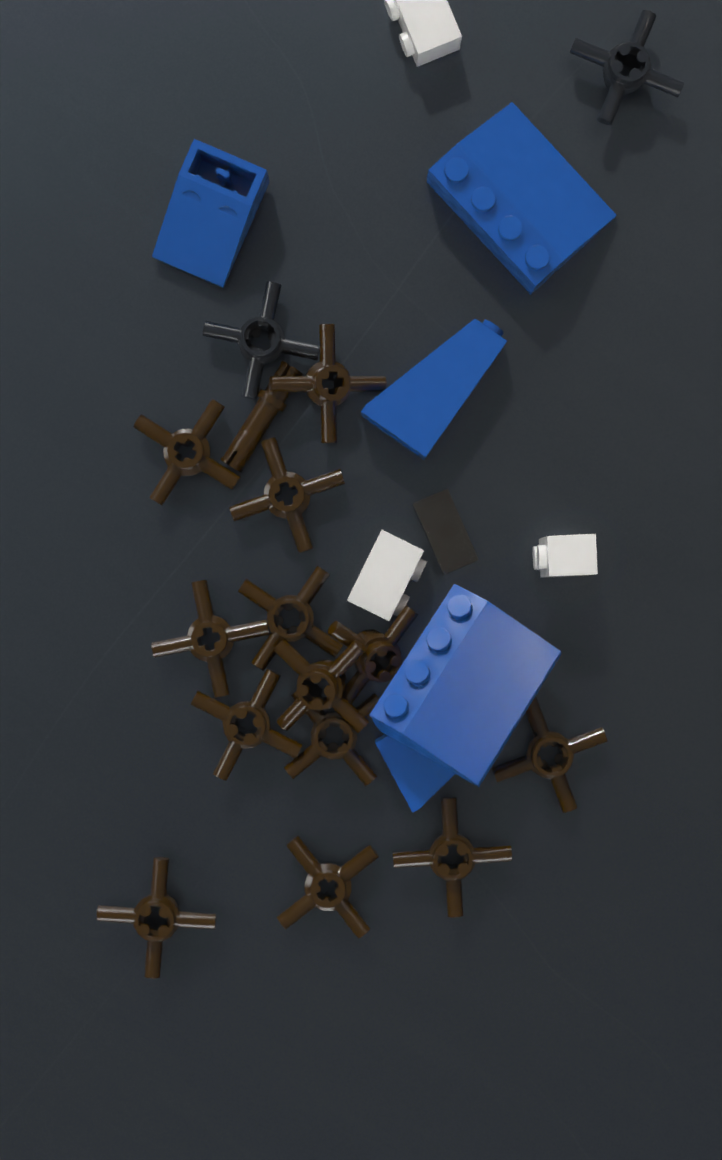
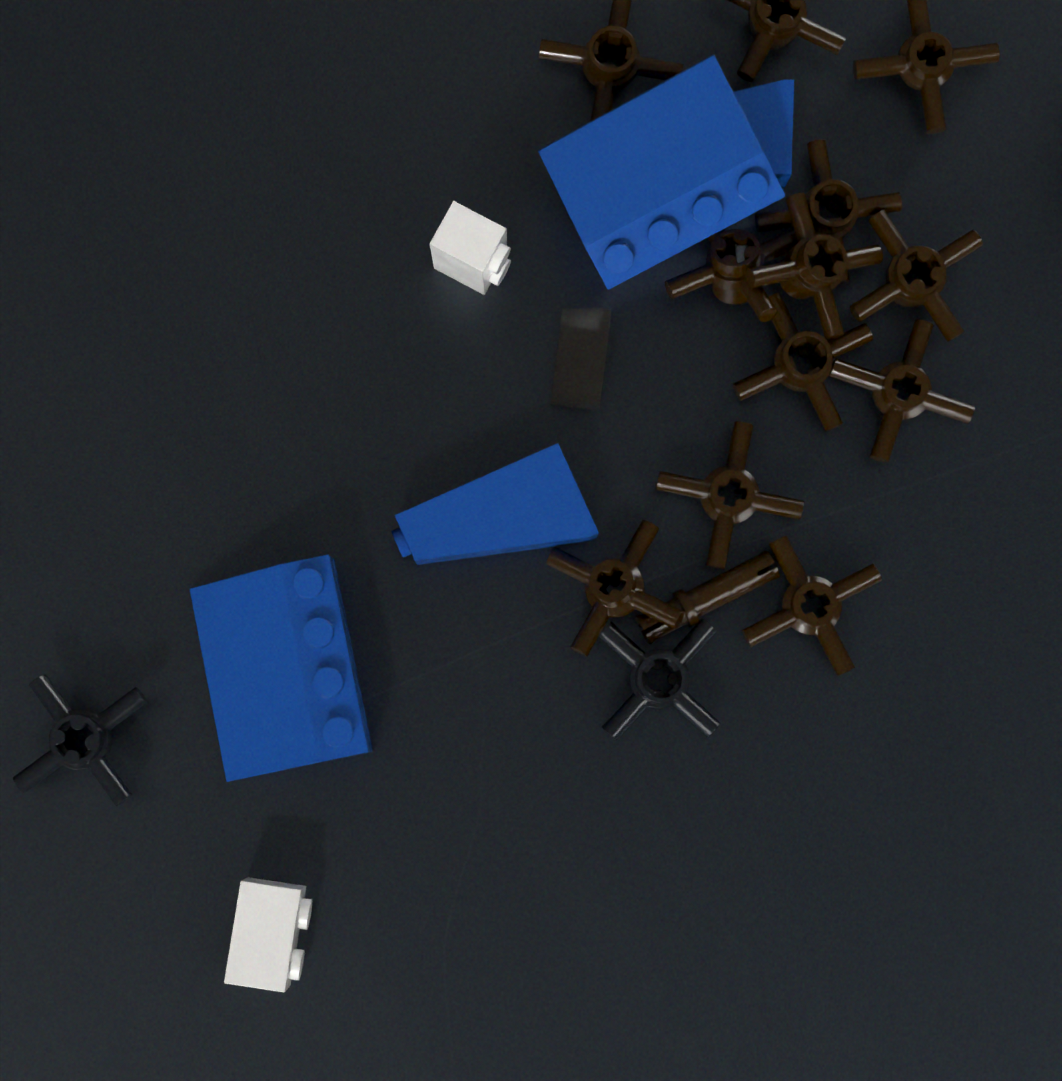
camera: 150 degrees left, 5 degrees down
(210, 212) = (635, 852): blue slope -> none
(387, 576) = (673, 345): white brick -> none

